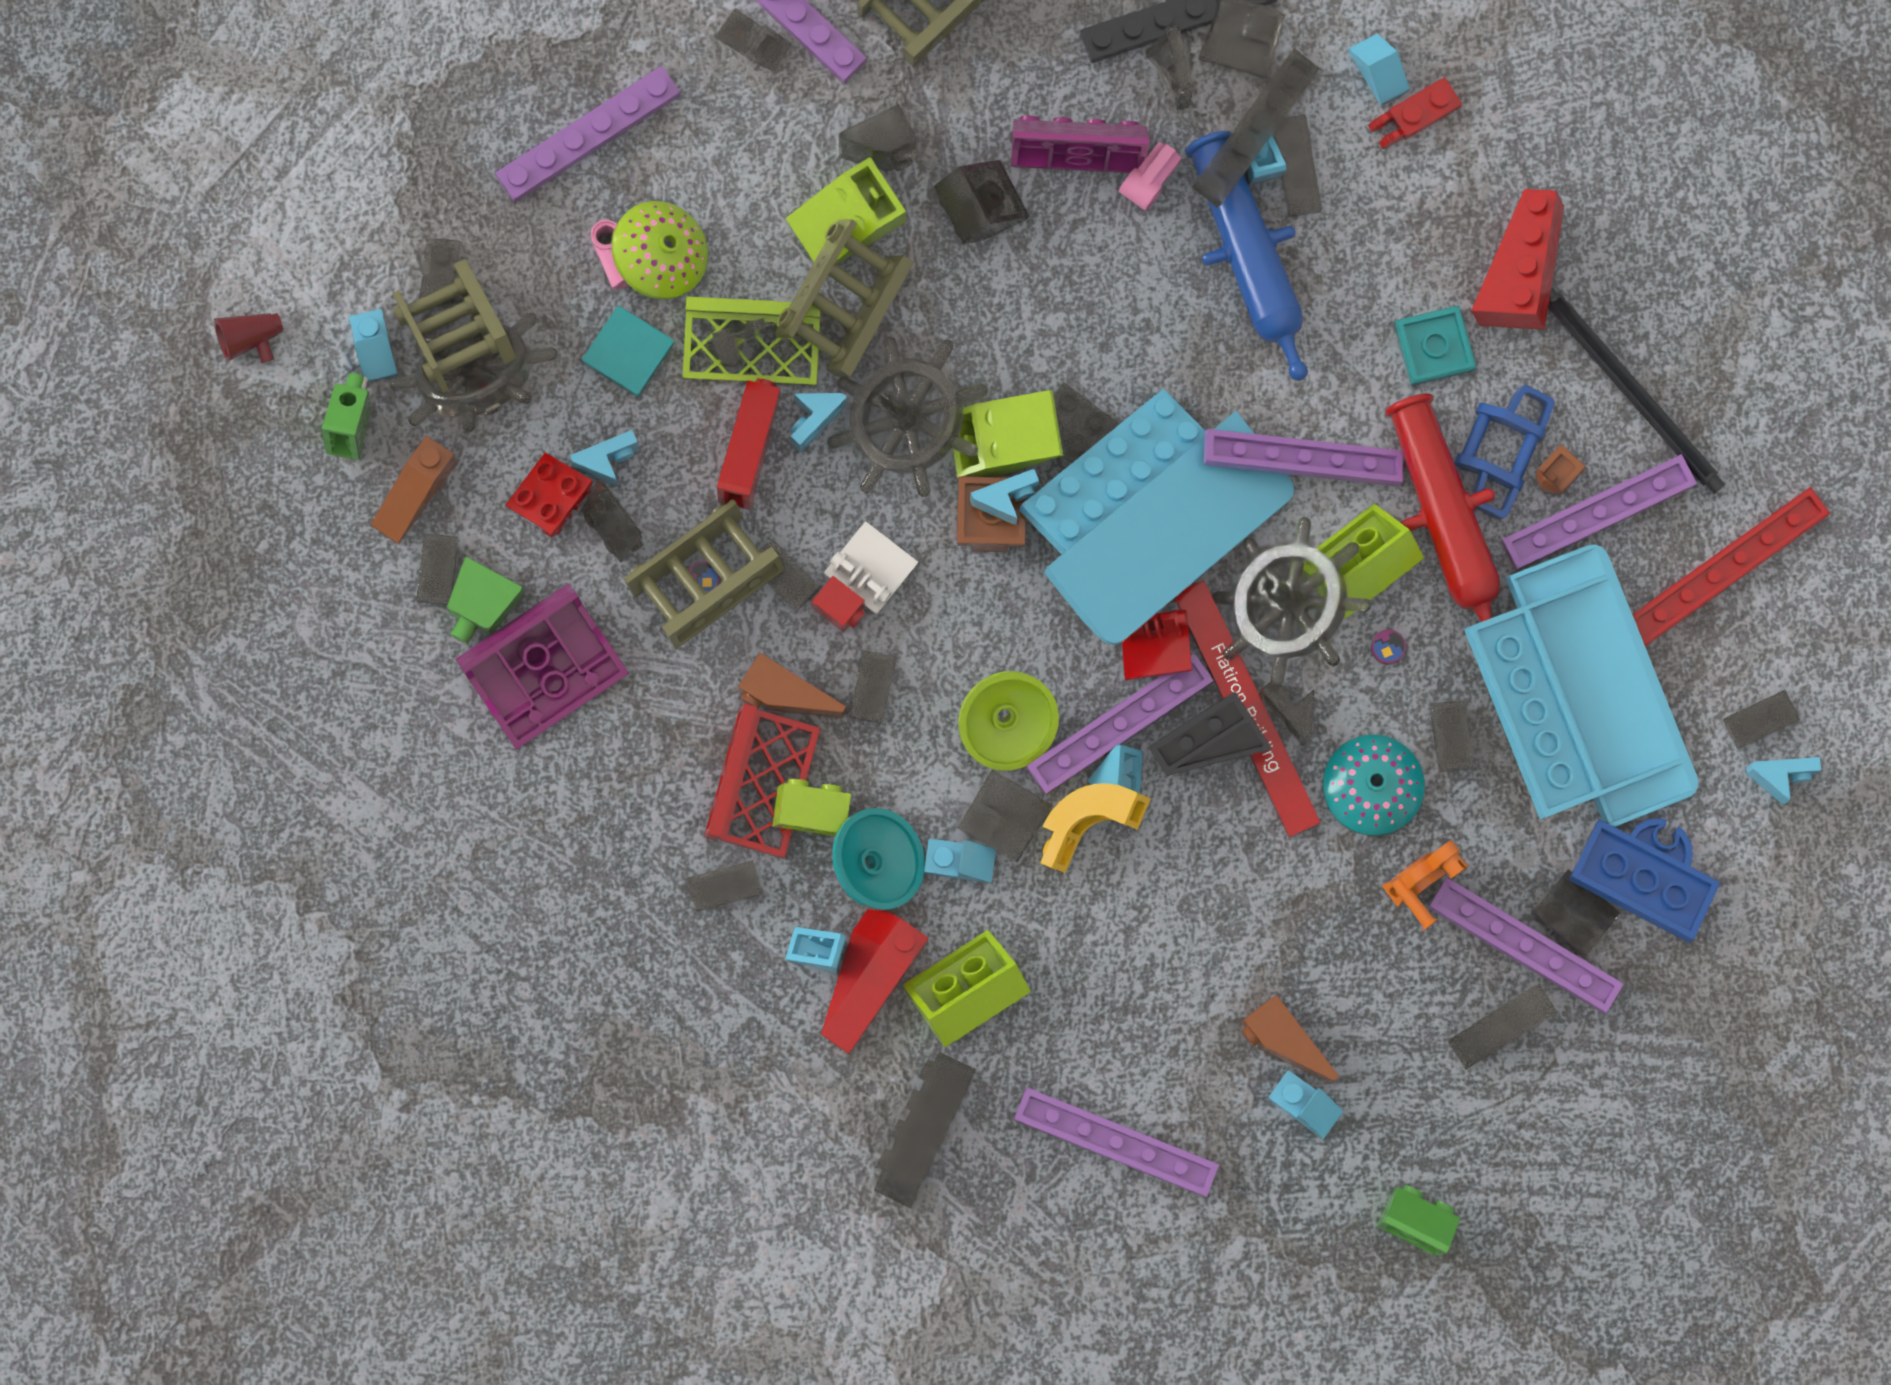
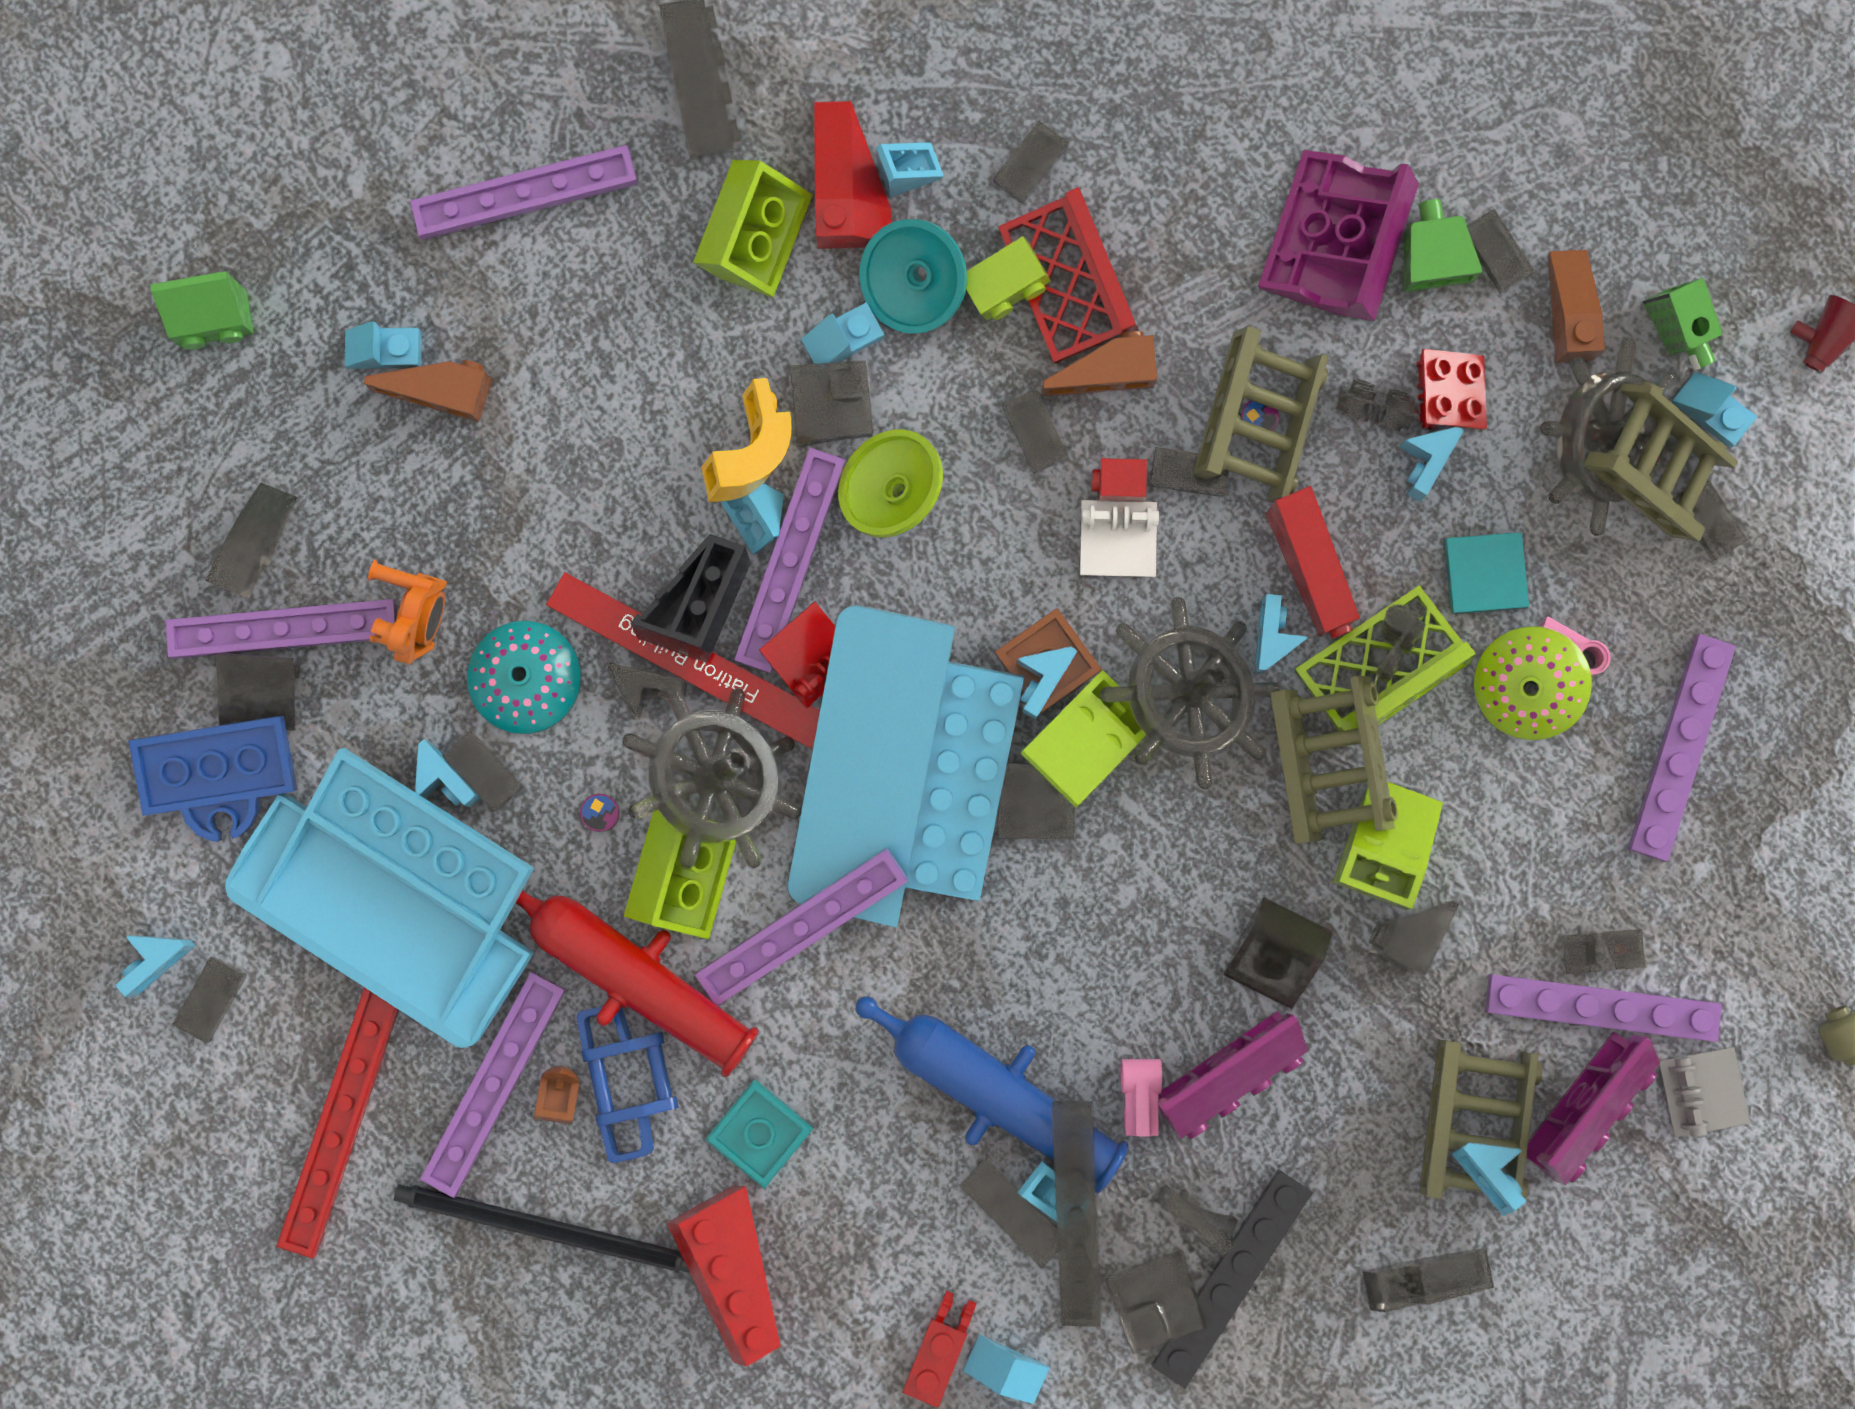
camera: 150 degrees right, 5 degrees up
(1484, 759) = (435, 770): none -> medium azure slope

